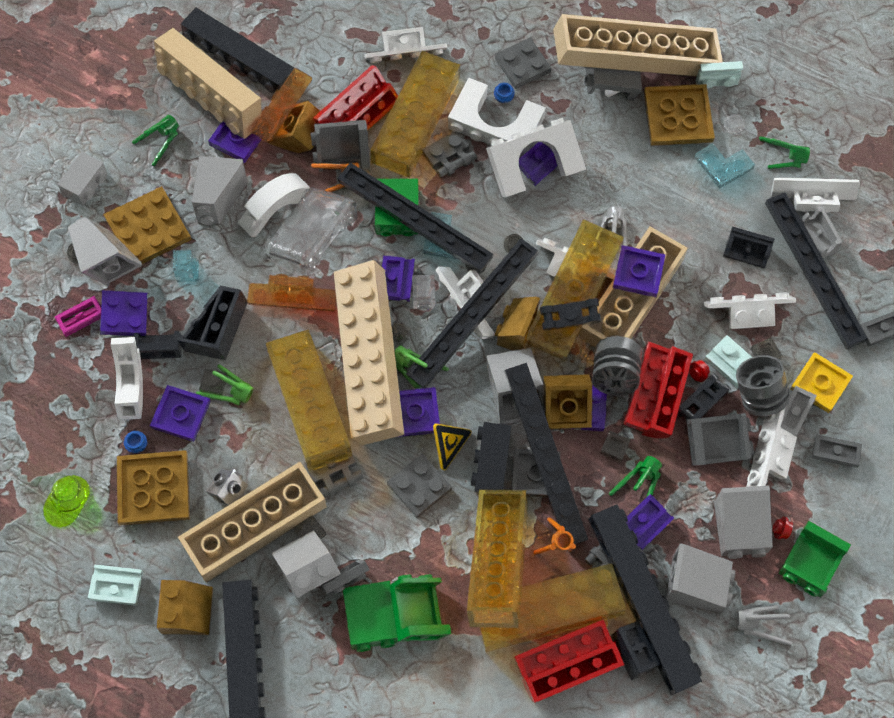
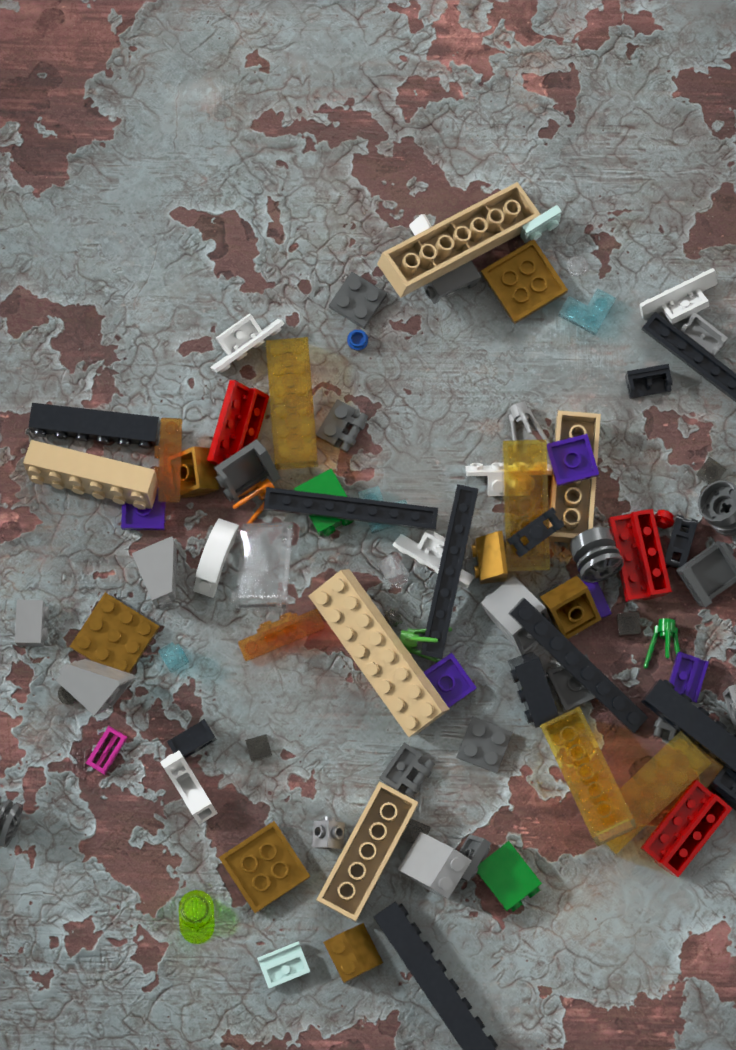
camera: 25 degrees left, 10 degrees up
(123, 313) = (144, 728): dark purple plate -> none
(135, 442) = (224, 836): blue plate -> none
(166, 126) = (72, 534): green plant -> none
(180, 413) = (248, 790): dark purple plate -> none
(217, 324) = (234, 697): black wedge -> none
(240, 390) = (287, 743): bright green plant -> none
(309, 400) = (352, 721): clear yellow brick -> none
(398, 277) = (364, 567): dark purple plate -> none
(417, 609) = (543, 852): green panel -> none
(449, 442) = (489, 695): black piece -> none
(466, 120) = (392, 382): white arch -> none
(505, 155) = (398, 405): white arch -> none
(510, 241) = (446, 483): clear smoke plate -> none
(538, 162) = (426, 391): dark purple plate -> none
(560, 540) = (630, 733): orange plant -> none
(727, 358) = (683, 494): light aqua plate -> none
(752, 311) = (680, 439): white bracket -> none
(797, 153) = (646, 266): green plant -> none

